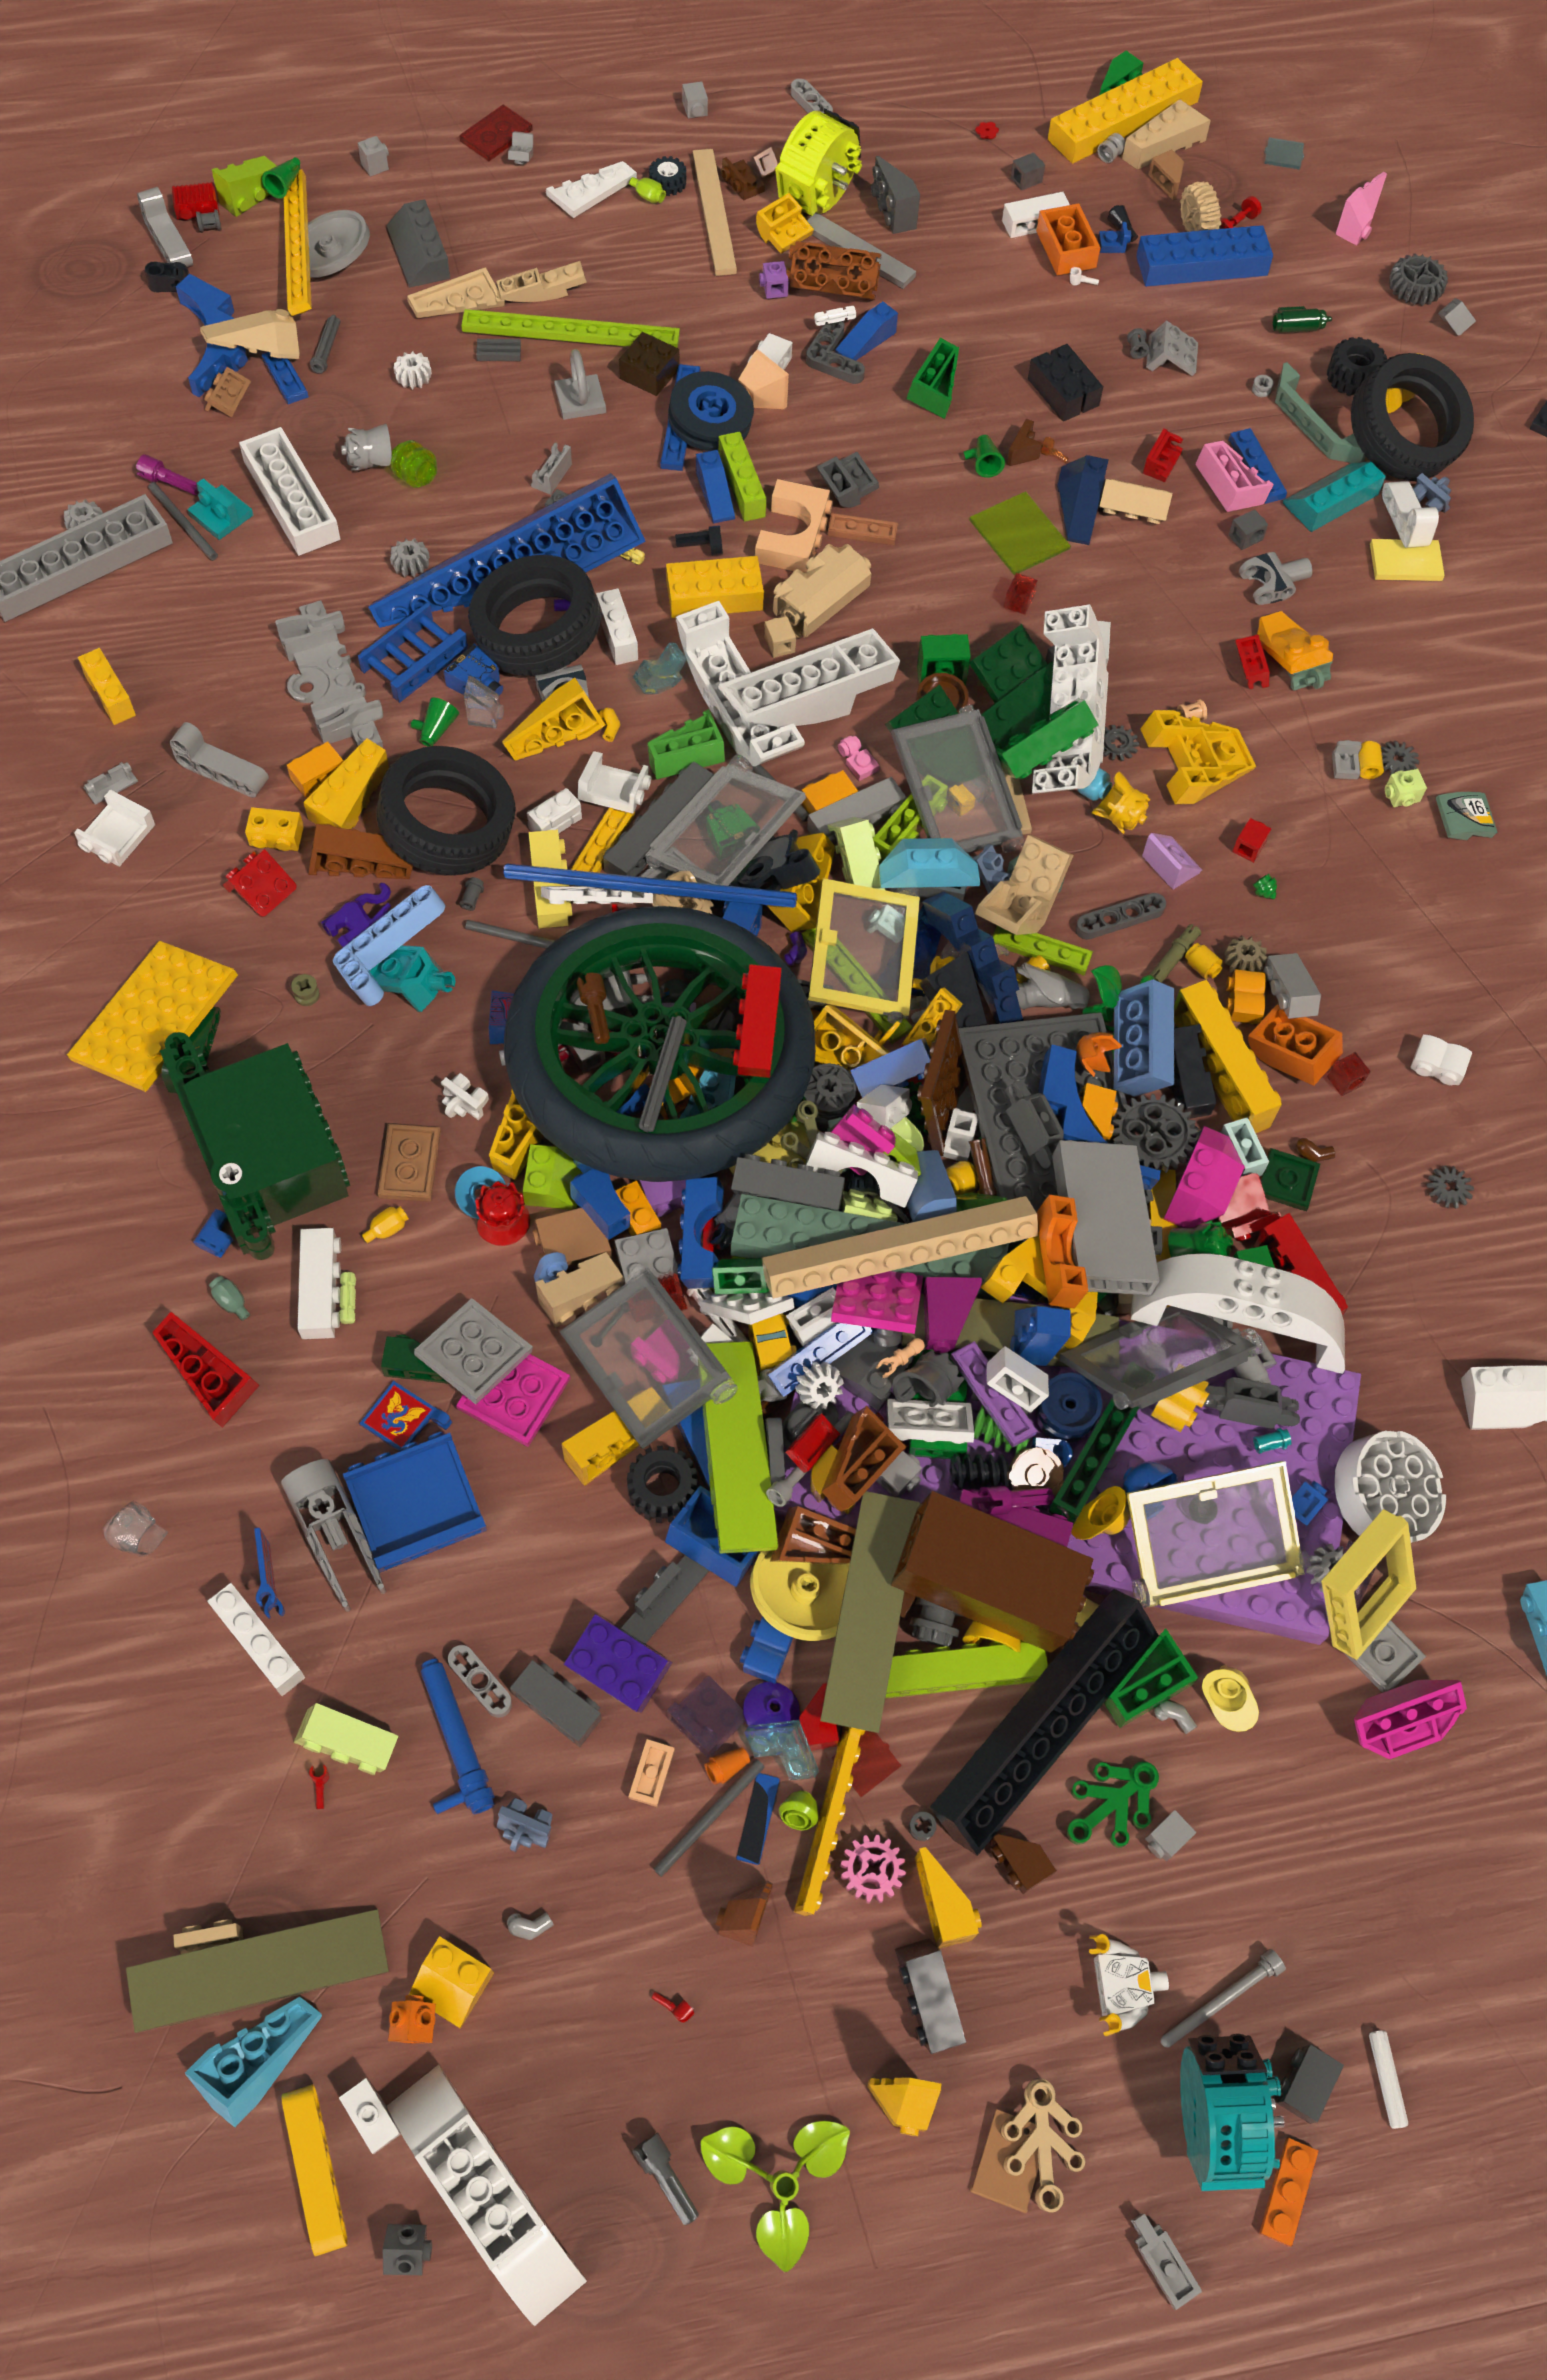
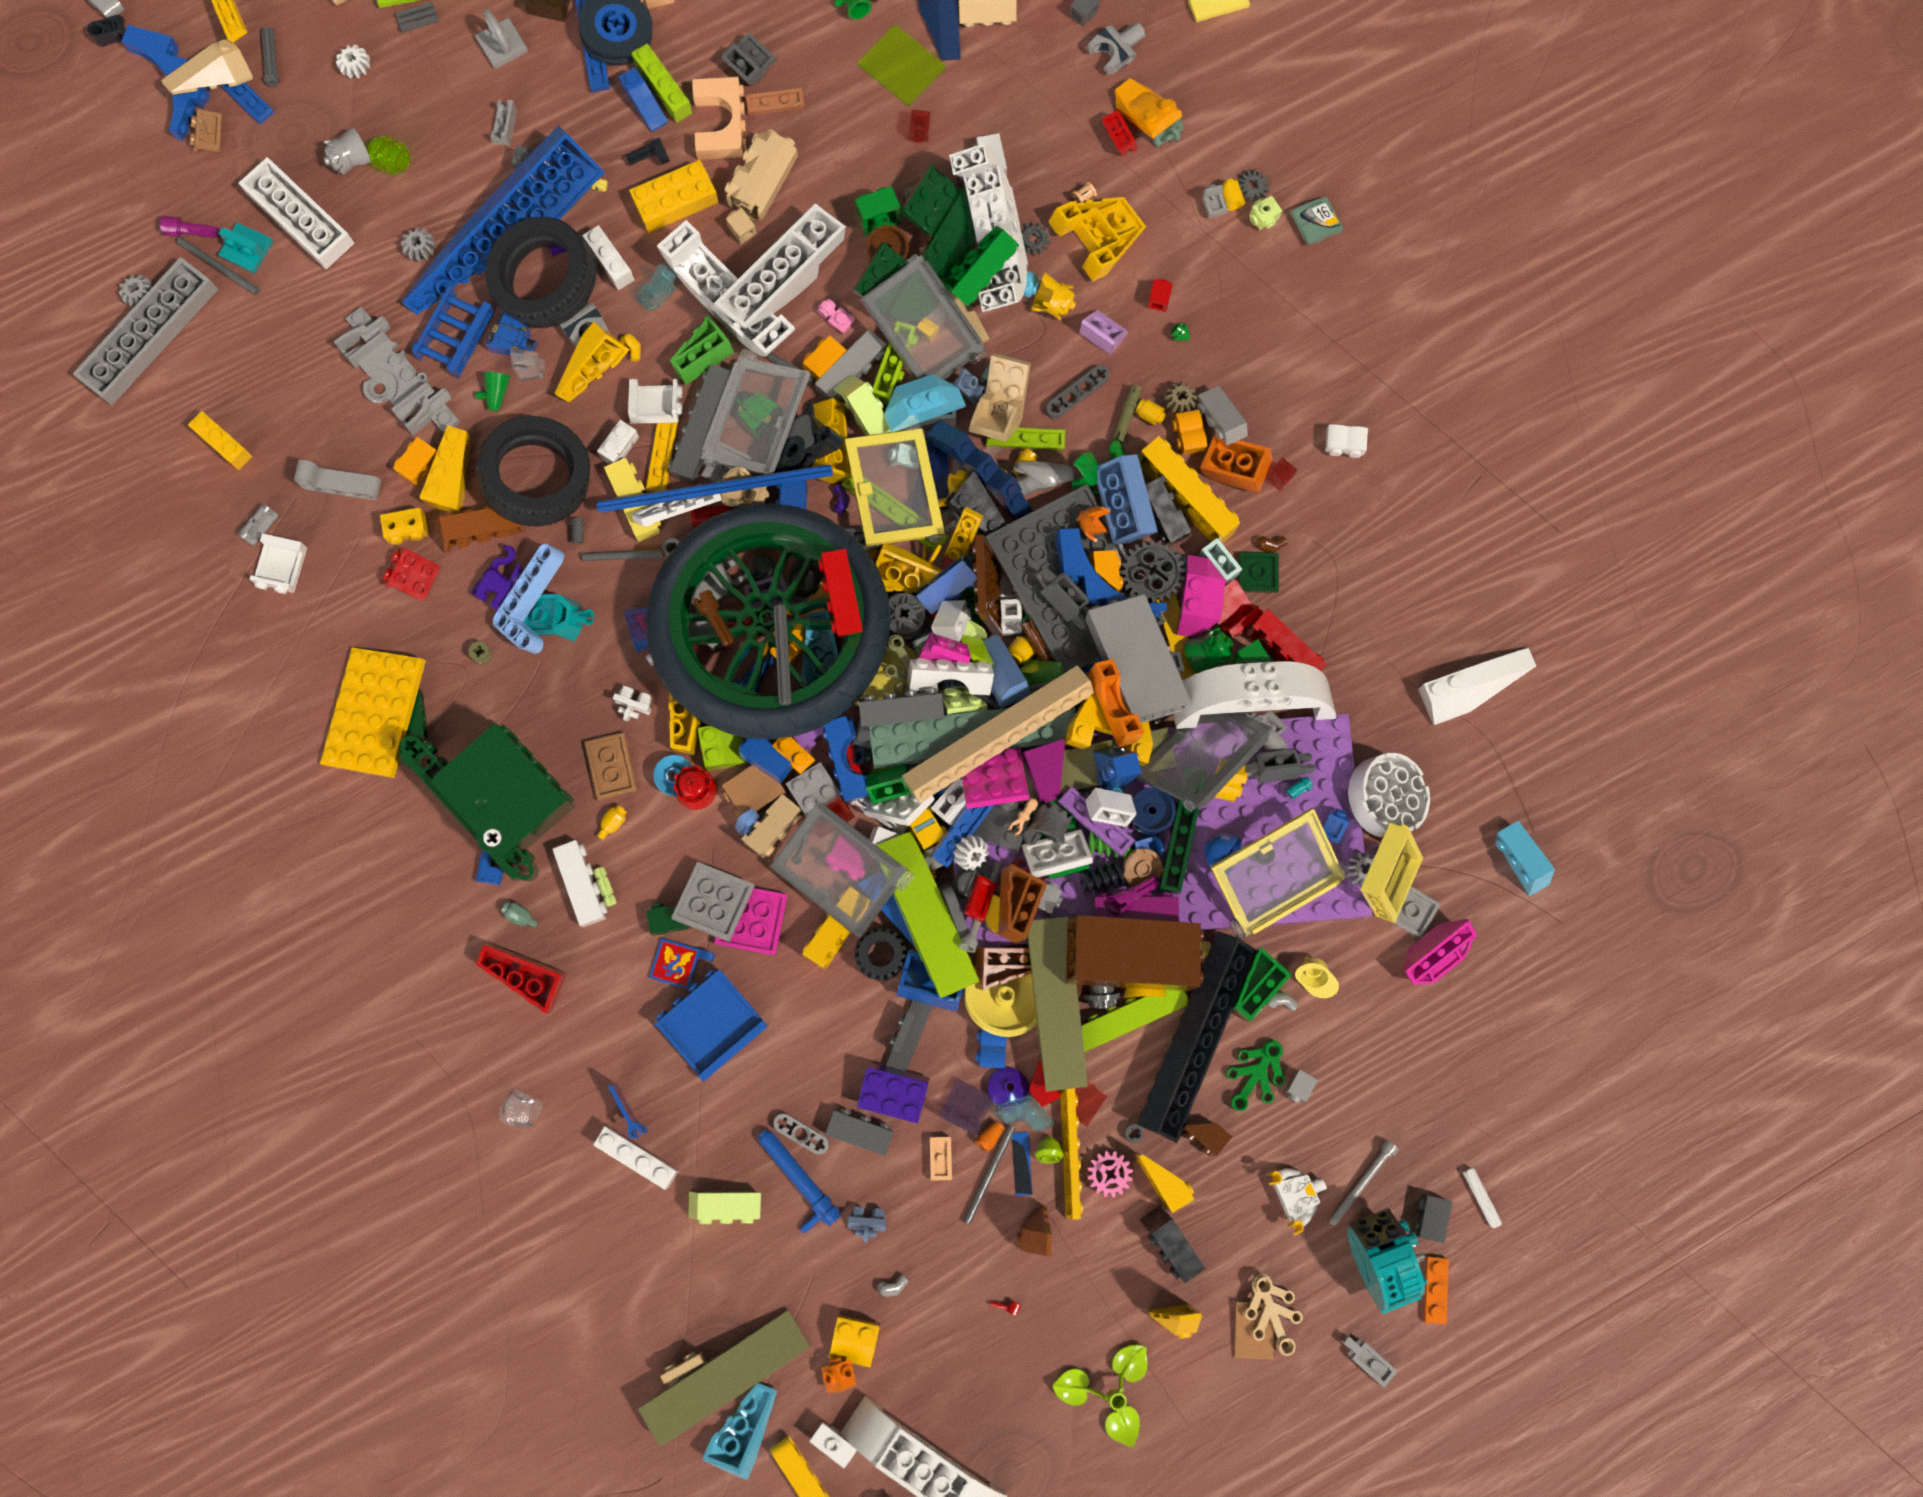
camera: 20 degrees left, 15 degrees up
(311, 1487) = (635, 1039): light grey piece -> none
(319, 1785) = (718, 1241): red hand -> none
(655, 2159) = (1027, 1408): dark grey piece -> none
(1104, 1514) = (1197, 882): yellow piece -> none
(1452, 1196) = (1368, 543): dark grey gear -> none

